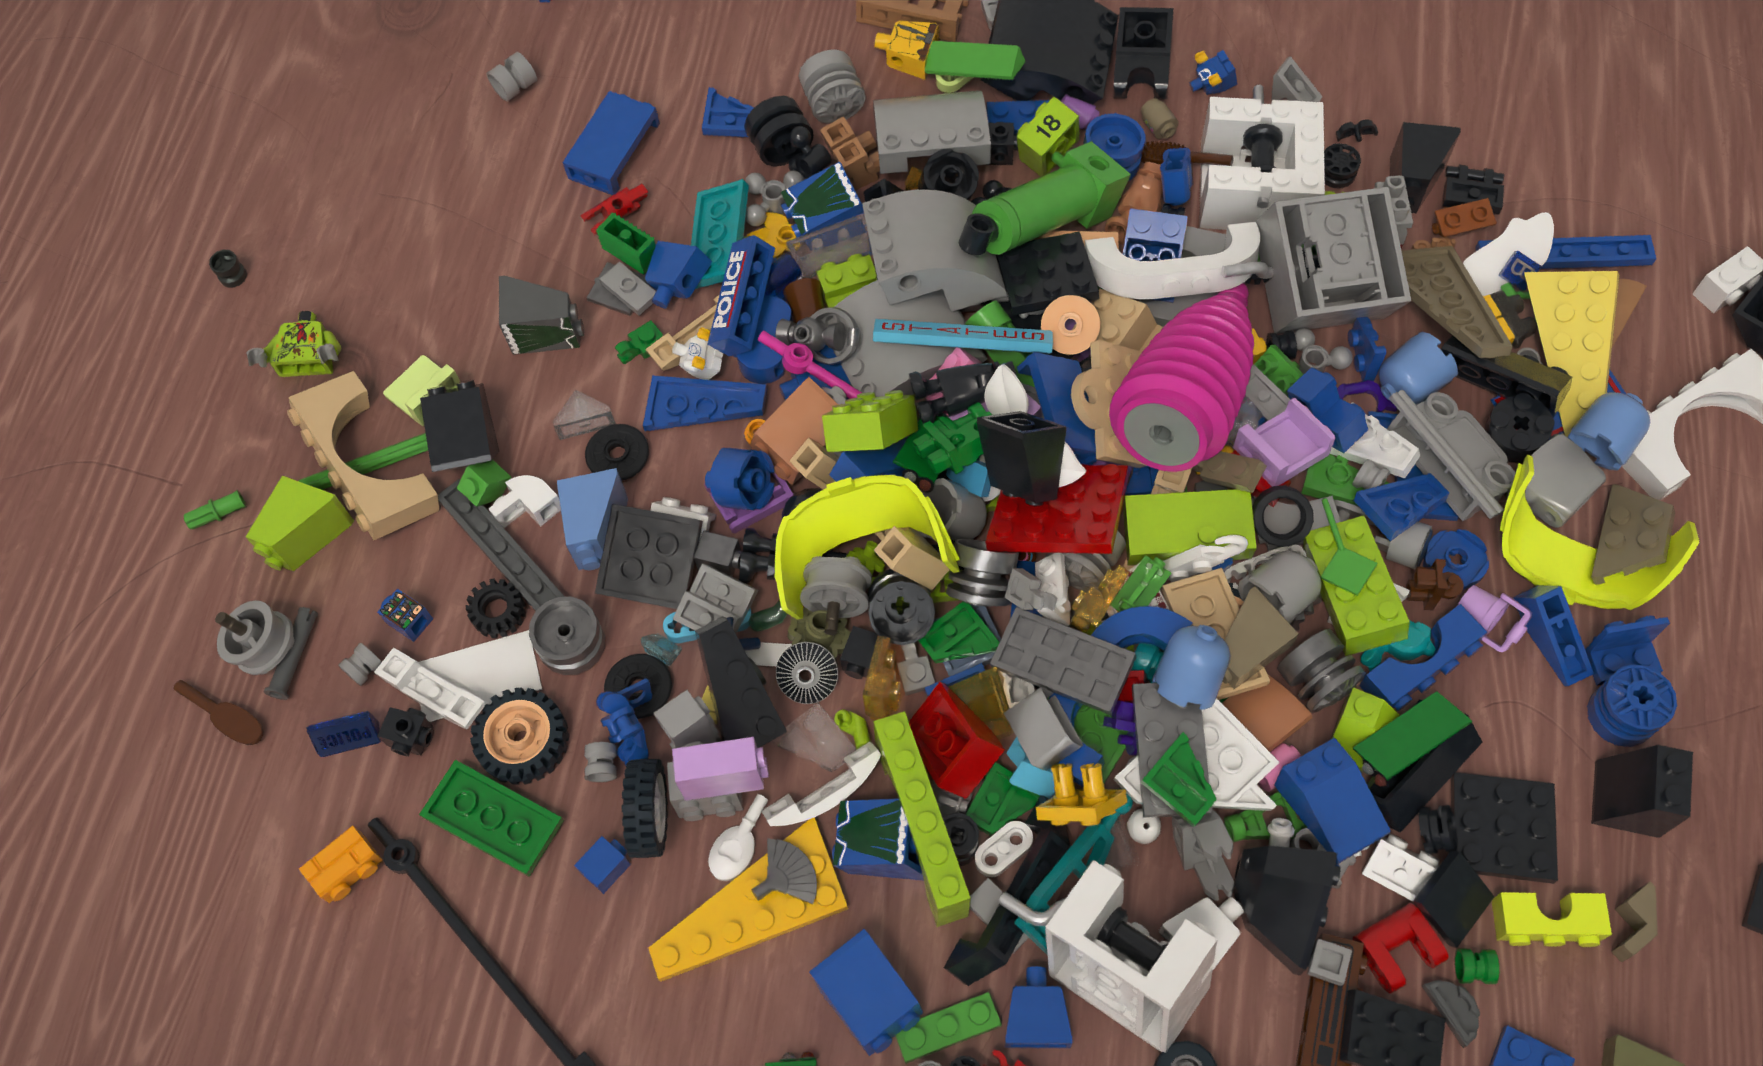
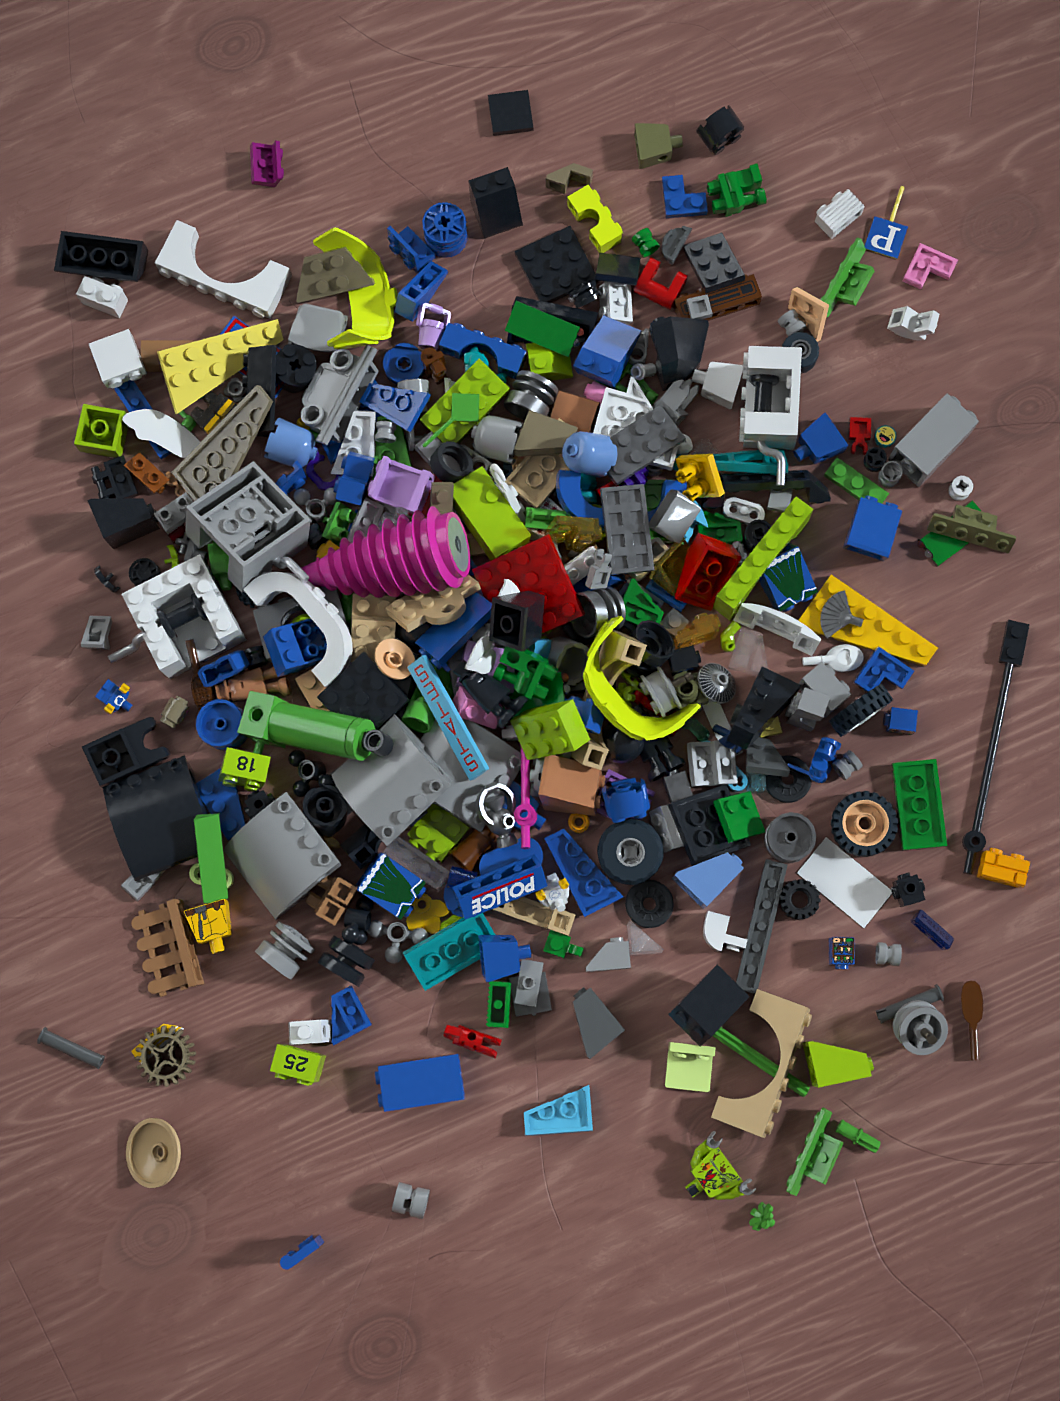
camera: 125 degrees left, 15 degrees up
(223, 368) = (762, 1217): none -> bright green plant
(228, 268) = (693, 1285): pearl dark grey wheel -> none
(232, 457) = (817, 1156): none -> bright green bracket
(429, 689) = (873, 896): white slope -> none
(477, 246) = (561, 1116): none -> medium azure wing
(483, 482) = (732, 964): bright green brick -> none
(590, 375) = (612, 956): none -> light grey slope
(633, 596) = (739, 816): none -> green plate
(676, 664) = (765, 759): none -> dark grey wing
(679, 455) = (630, 851): none -> black wheel
(684, 891) = (882, 666): none -> blue plate
(713, 44) = (297, 1063): none -> lime brick
(719, 768) = (821, 667): lavender brick -> none
(737, 70) = (309, 1032): none -> white torso
(1085, 110) = (201, 766): medium lavender cone -> none
(1181, 782) = (659, 424): green wing -> none
(1515, 267) = (170, 421): clear blue tile -> none
(1546, 190) = (101, 431): none -> lime brick
(1612, 429) = (271, 310): medium blue cylinder -> none
(1633, 246) = (117, 359): none -> white brick

